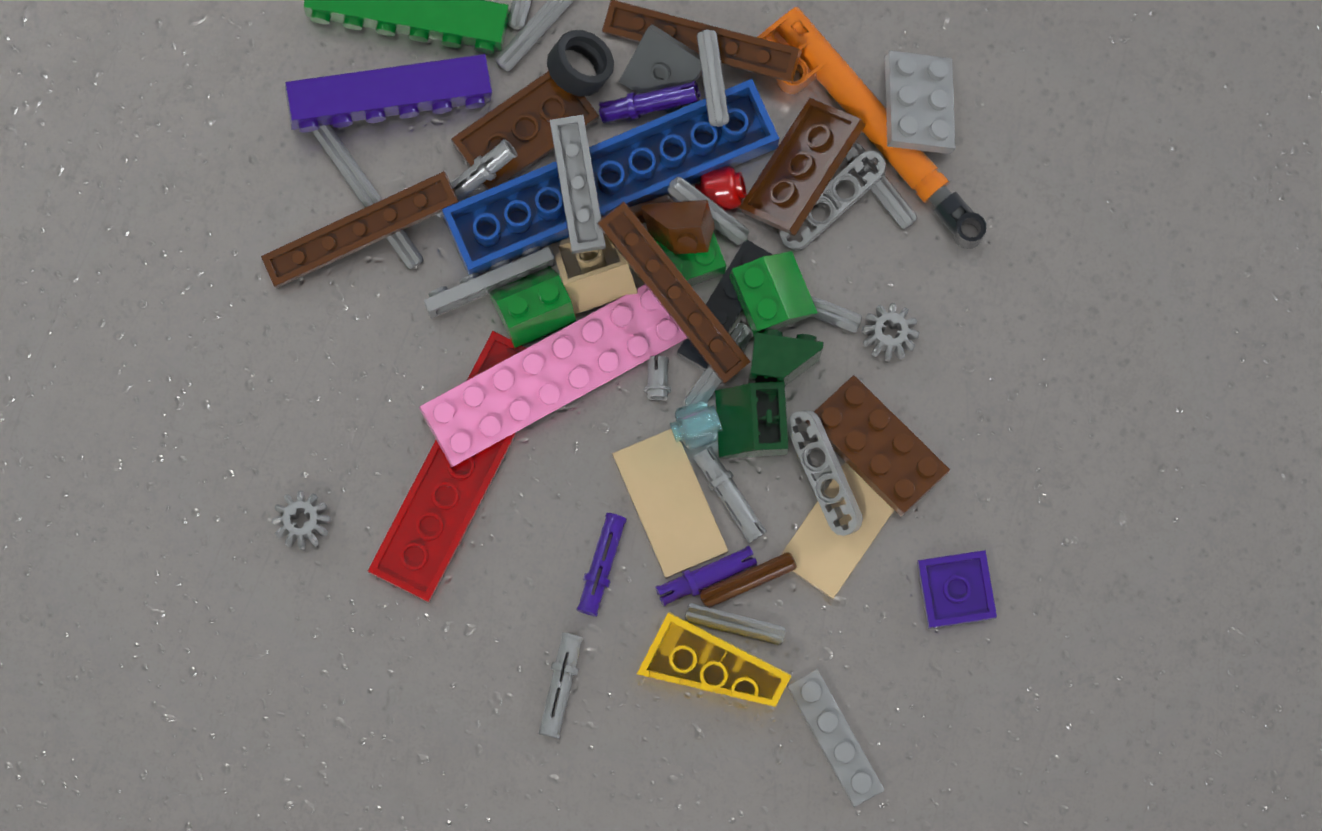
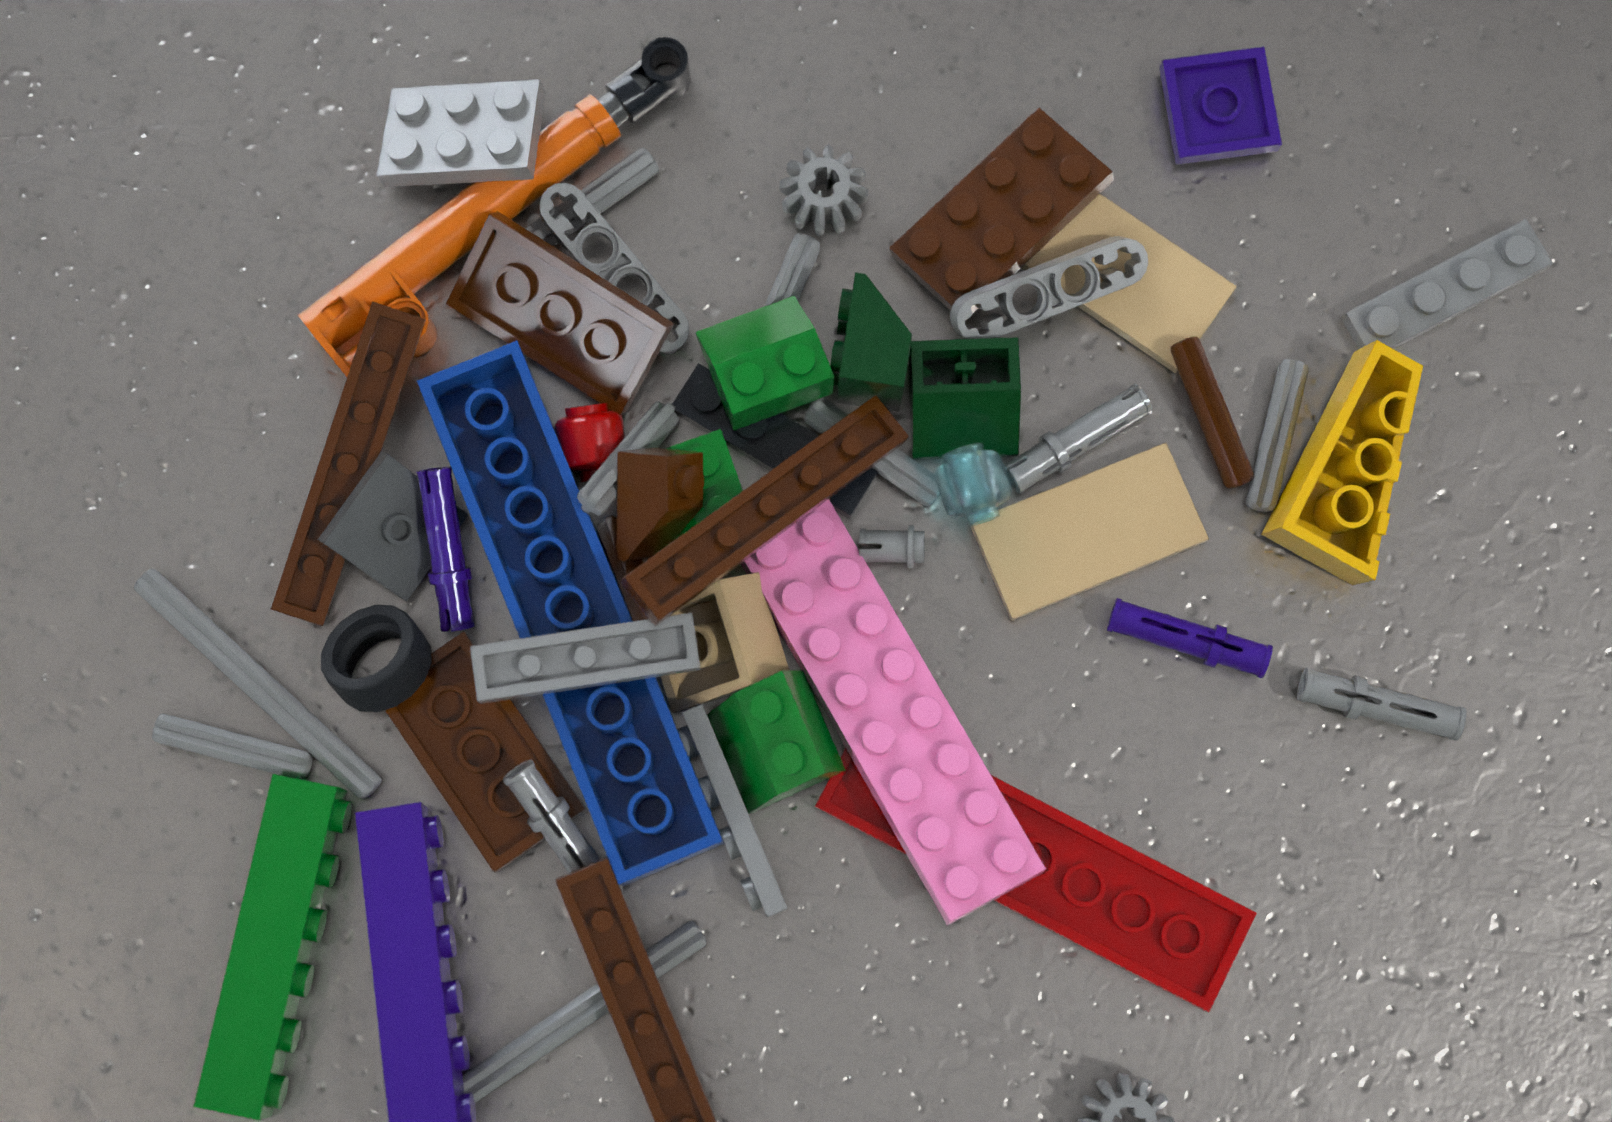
camera: 85 degrees left, 0 degrees up
(705, 576) = (1200, 467): dark purple pin -> none
(712, 78) = (414, 439): light grey axle -> none

